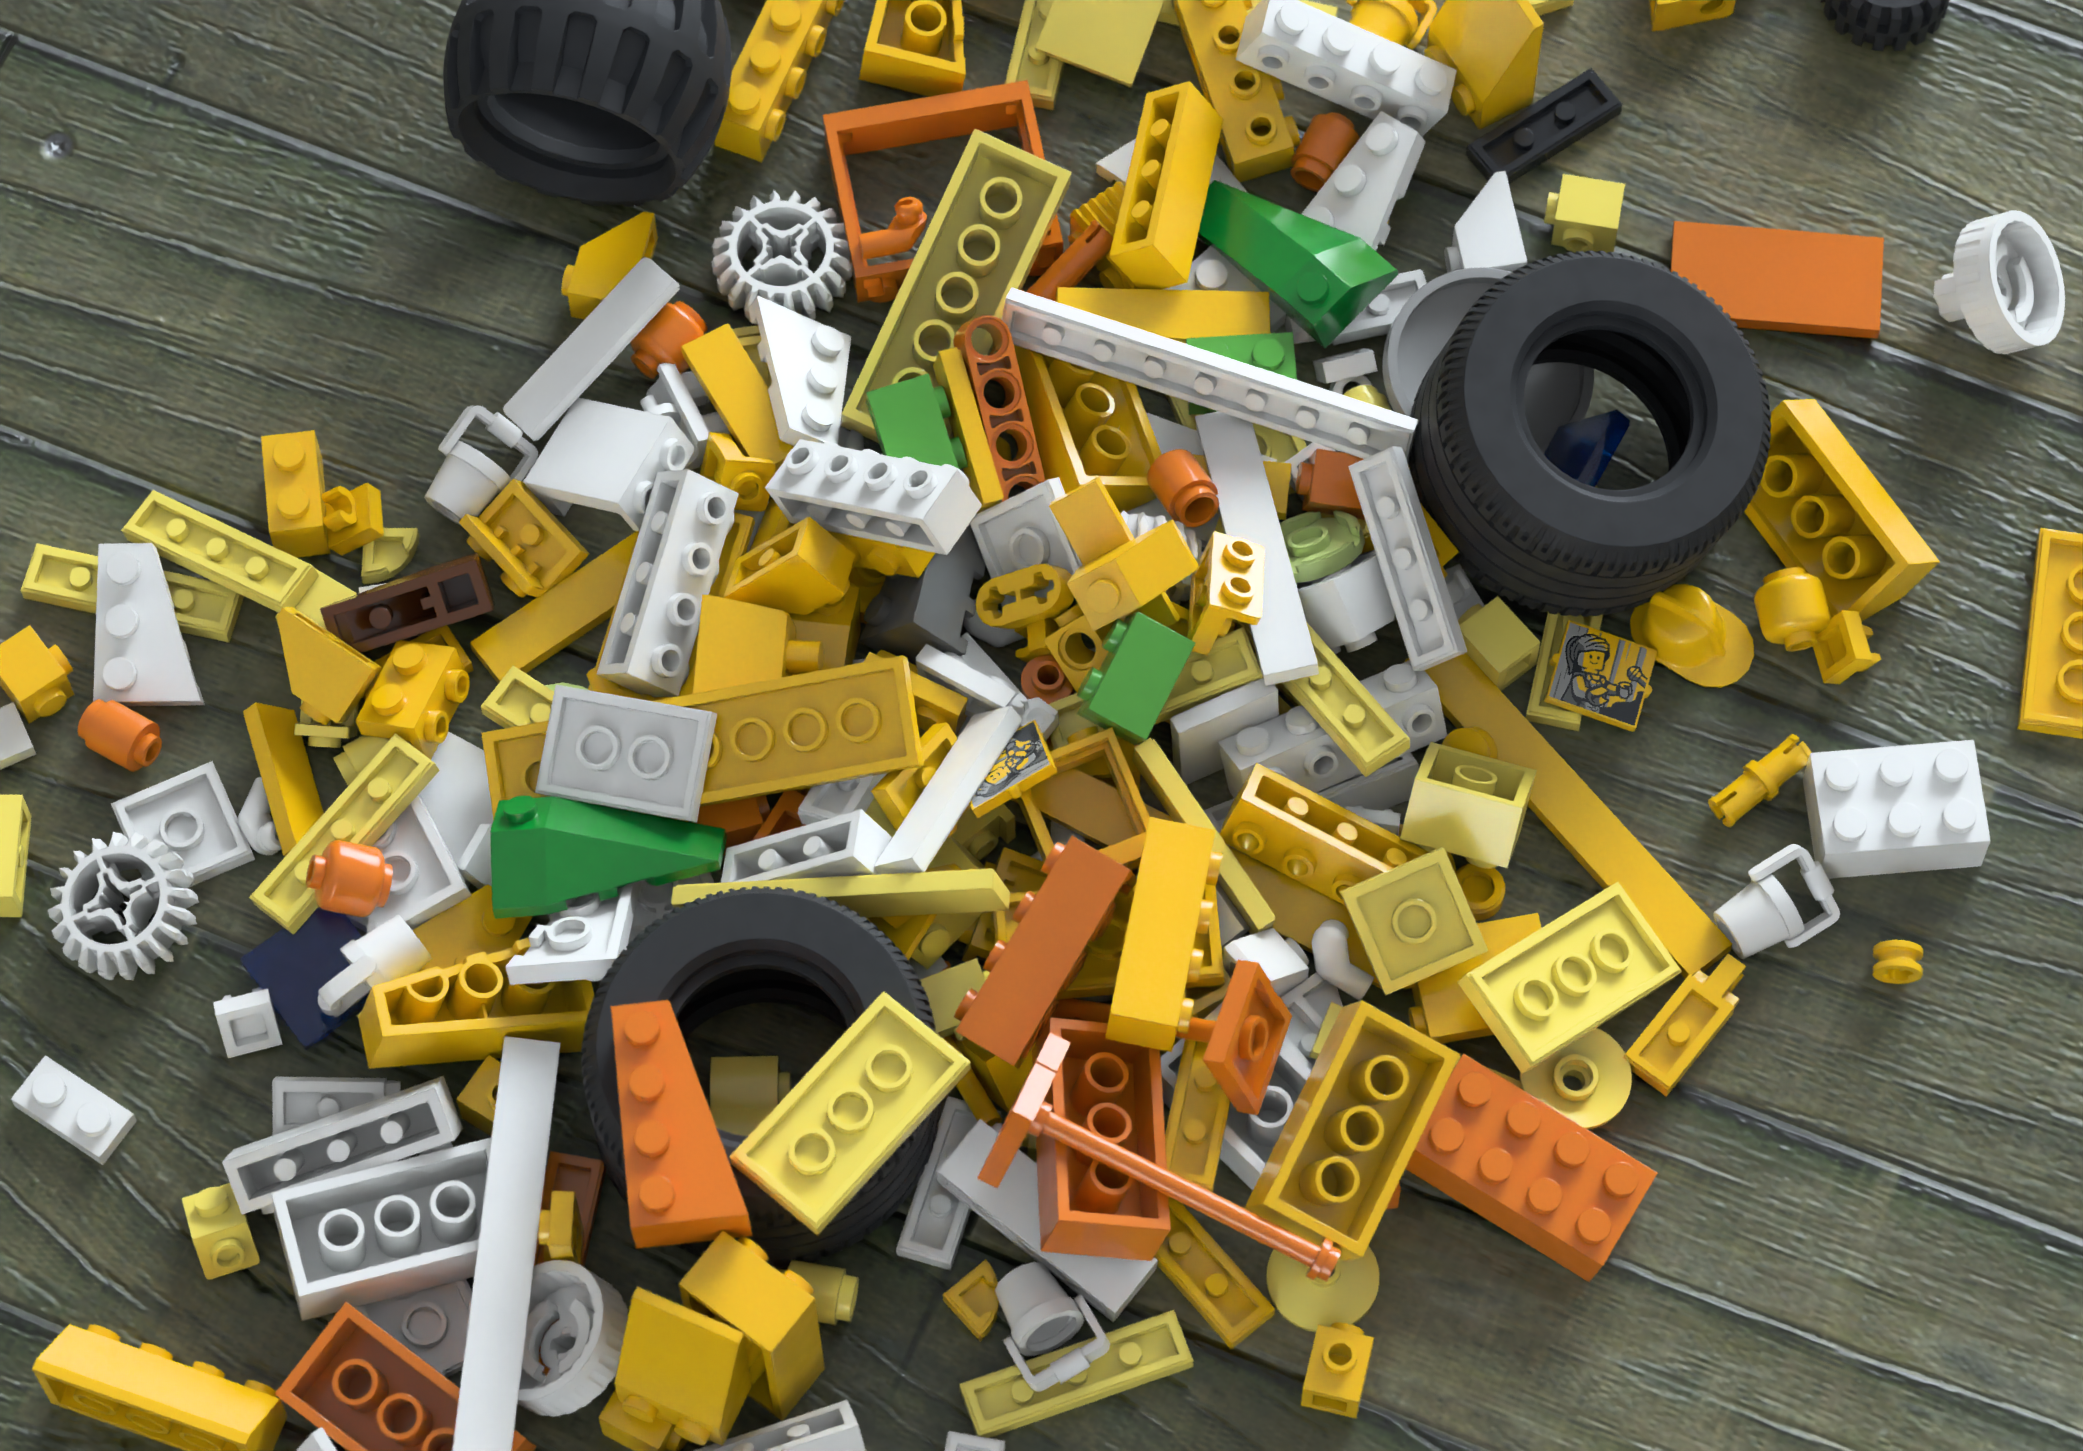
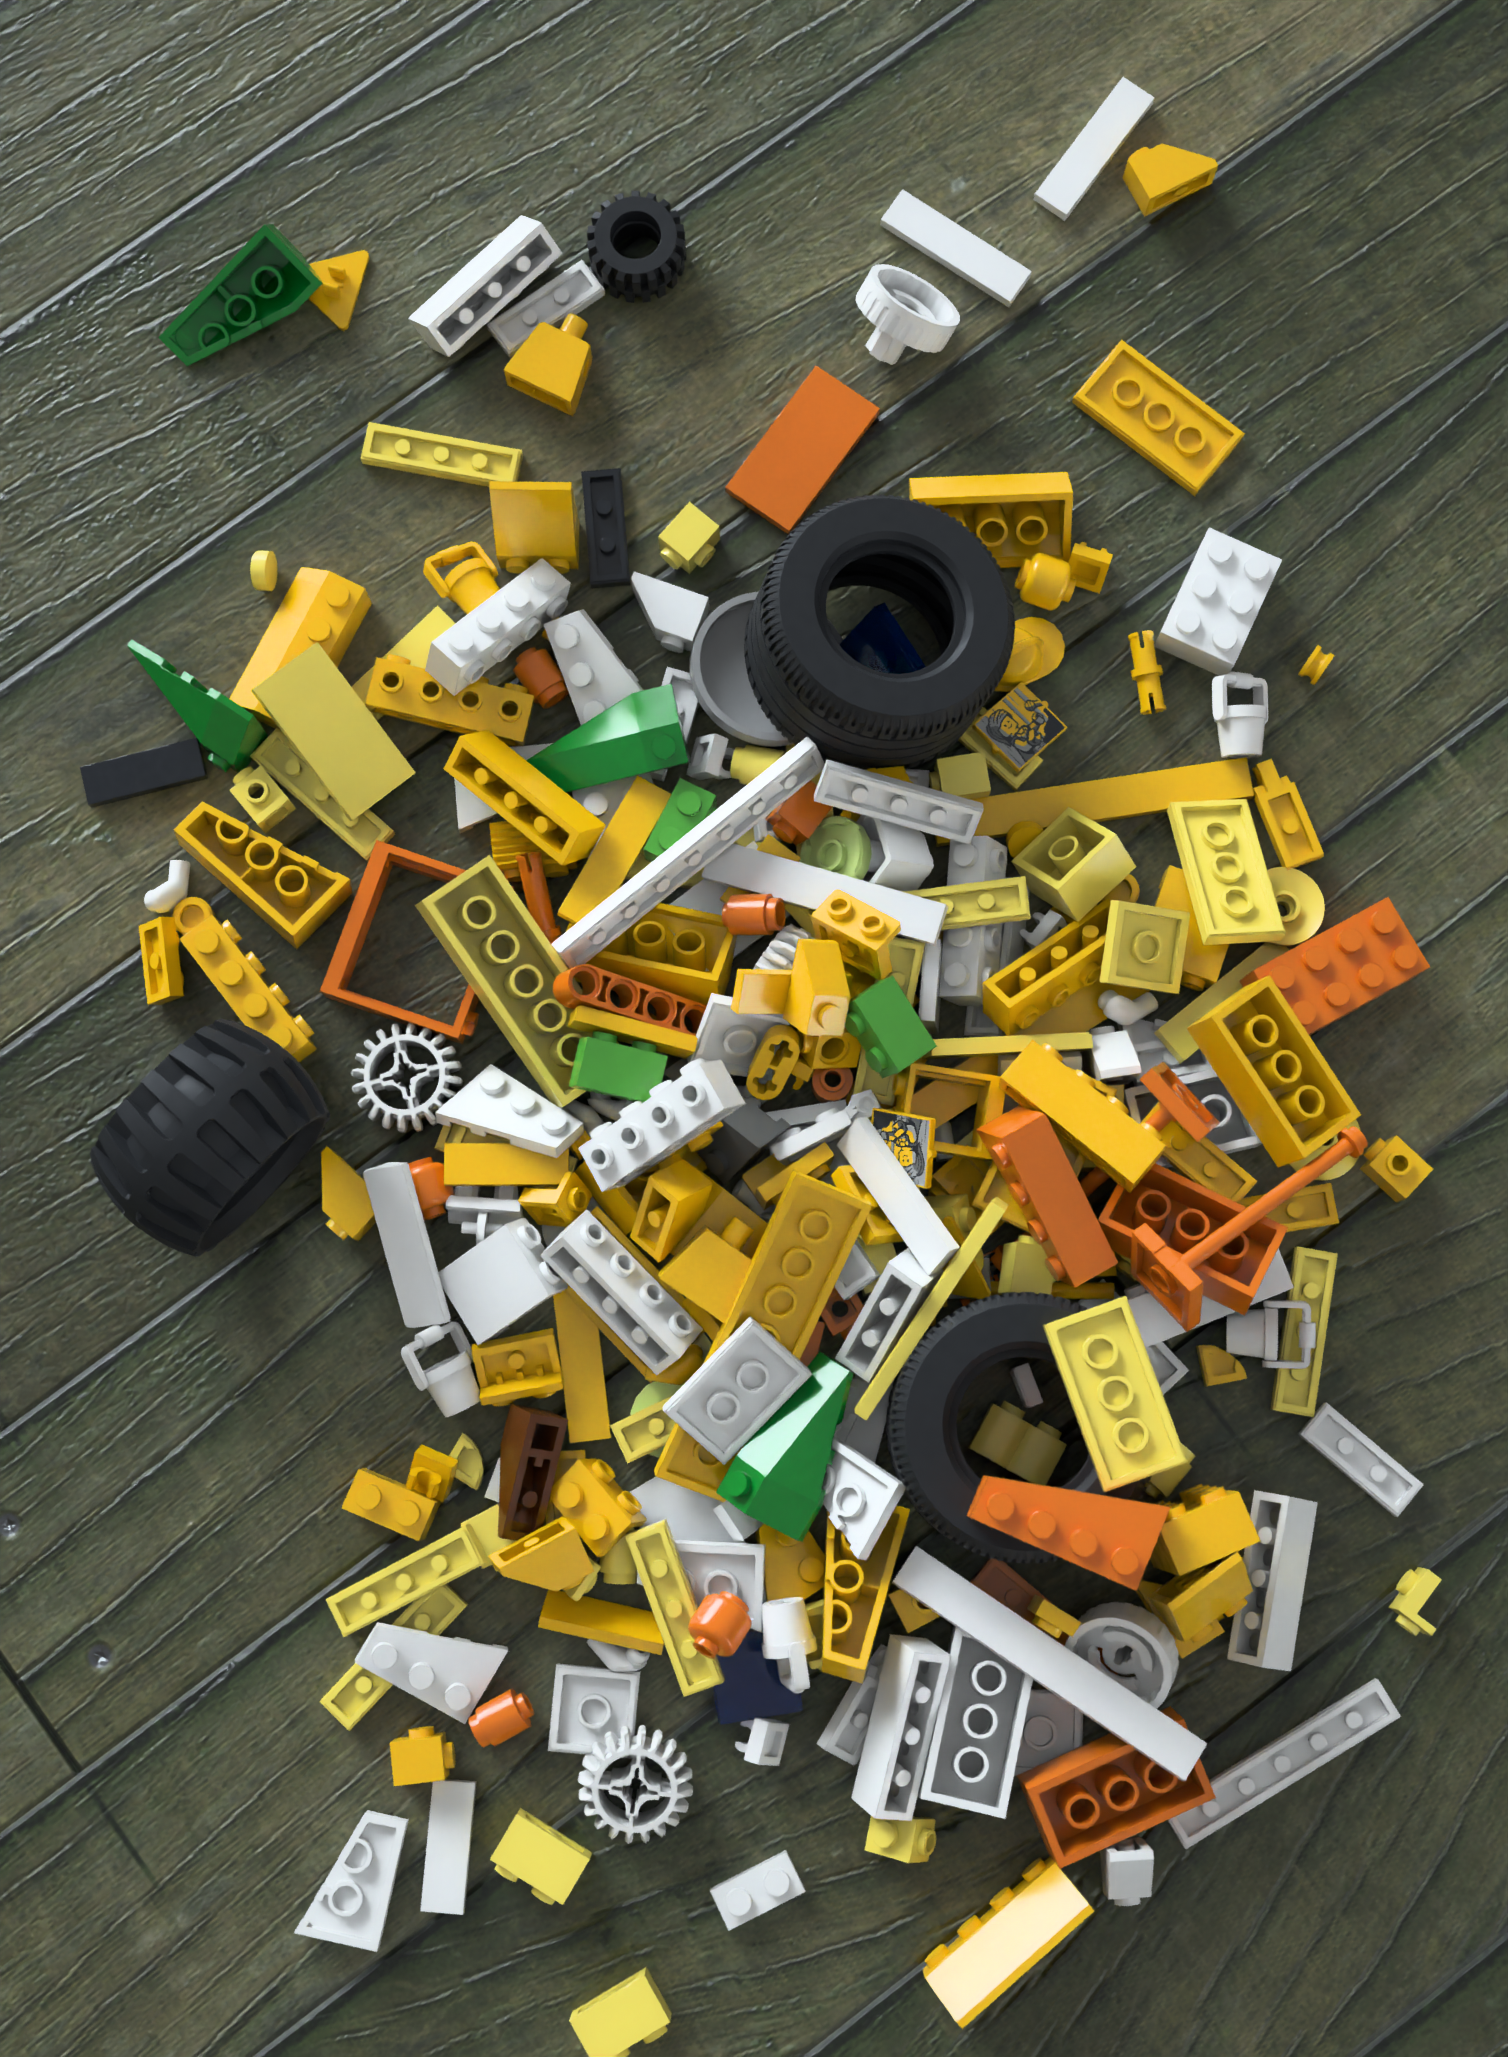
camera: 60 degrees left, 15 degrees up
(900, 234) = (444, 989): orange arm -> none

